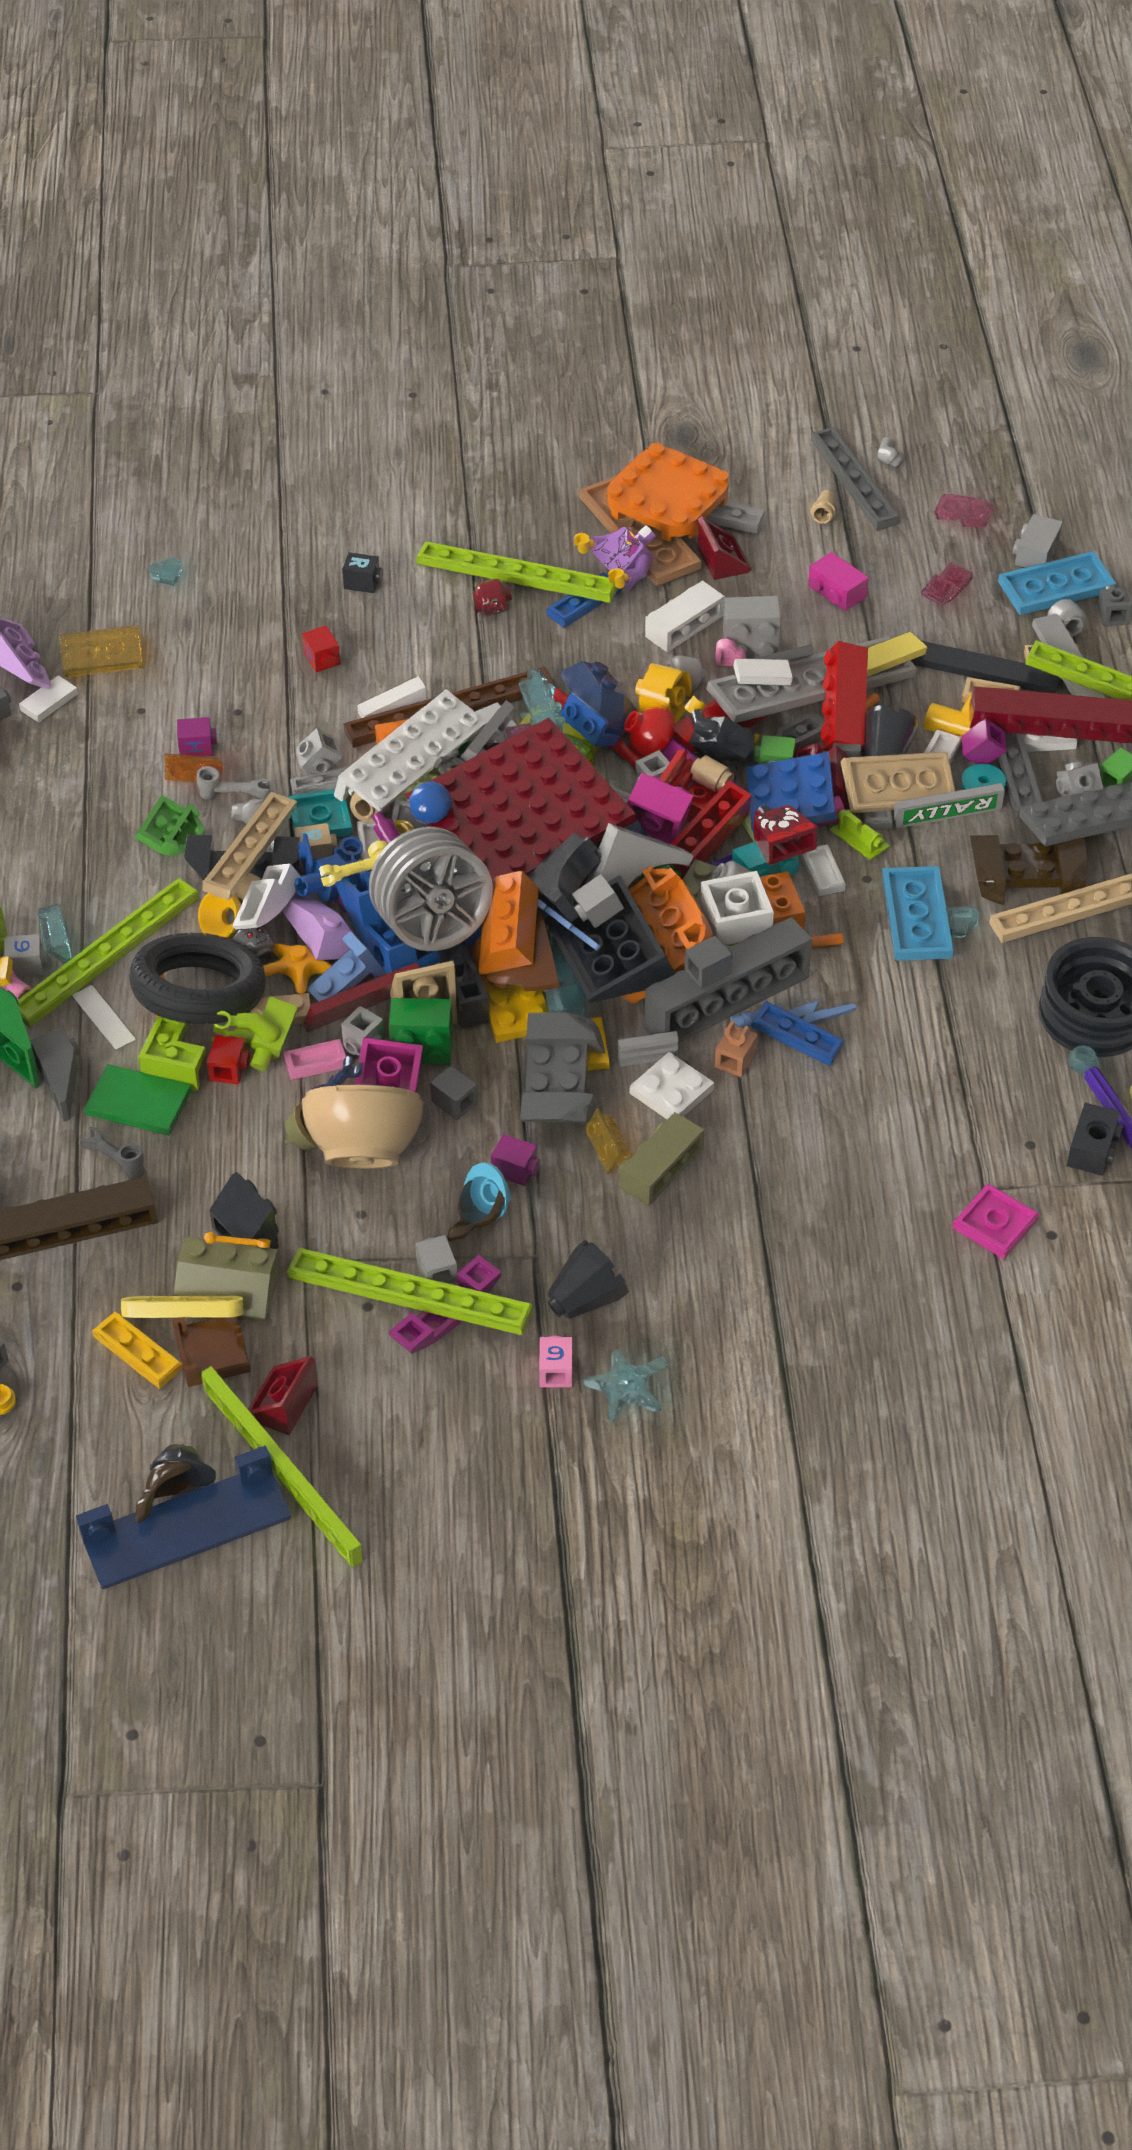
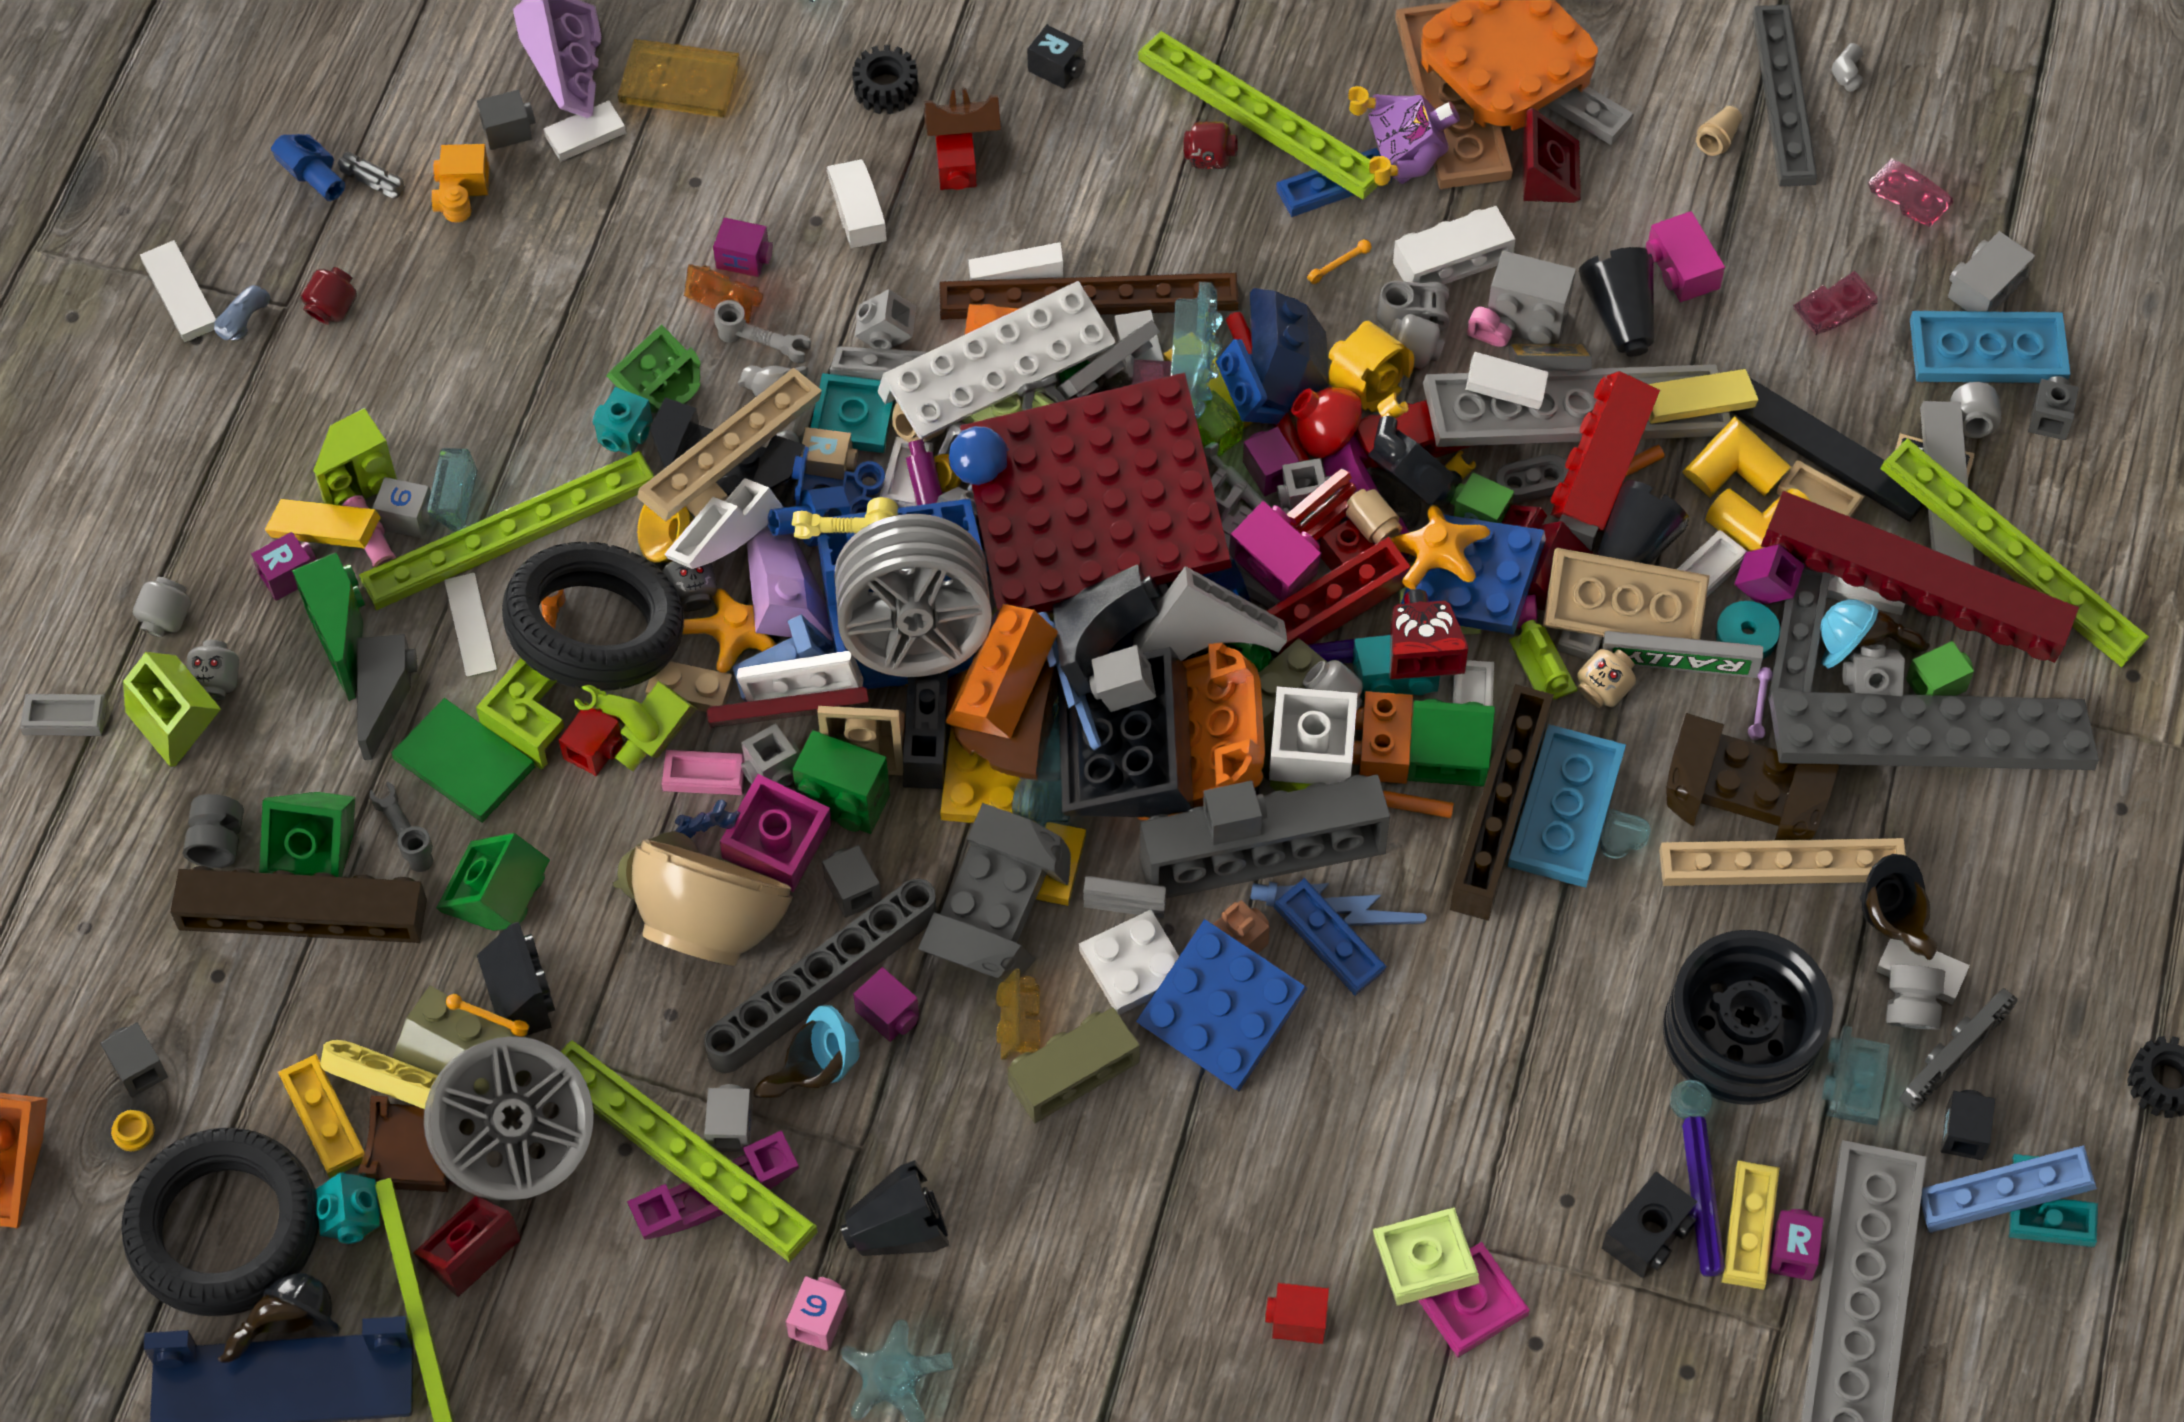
camera: 20 degrees right, 10 degrees up
(45, 1172) = (306, 833): none -> green slope
(84, 1387) = (180, 1165): none -> black tyre
(160, 866) = (623, 421): none -> teal brick
(186, 1396) = (347, 1207): none -> teal brick
(197, 1165) = (494, 882): none -> green slope
(249, 625) = (885, 95): none -> black tyre
(260, 1334) = (454, 1099): none -> light grey wheel
(265, 691) = (857, 203): none -> white slope
(305, 622) = (962, 117): none -> reddish brown piece
(364, 970) = (800, 676): none -> white tile
(458, 1156) = (813, 992): none -> dark grey beam
(620, 766) = (1264, 457): none -> magenta brick
(622, 631) = (1364, 246): none -> light orange hinge
(666, 649) = (1415, 300): none -> light grey piece
(747, 1091) = (1221, 1005): none -> blue plate
(765, 779) = (1439, 546): none -> light orange animal
(810, 611) = (1623, 297): none -> black cone
(827, 892) = (1450, 742): none -> green slope
(875, 920) = (1501, 802): none -> dark brown brick
(888, 1260) = (1298, 1313): none -> red brick
(907, 832) = (1606, 678): none -> tan head
(926, 681) = (1736, 451): none -> yellow brick
(956, 1201) = (1425, 1256): none -> yellowish green tile
(1016, 838) = (1756, 730): none -> lavender hinge
(1054, 754) = (1858, 625): none -> medium azure piece

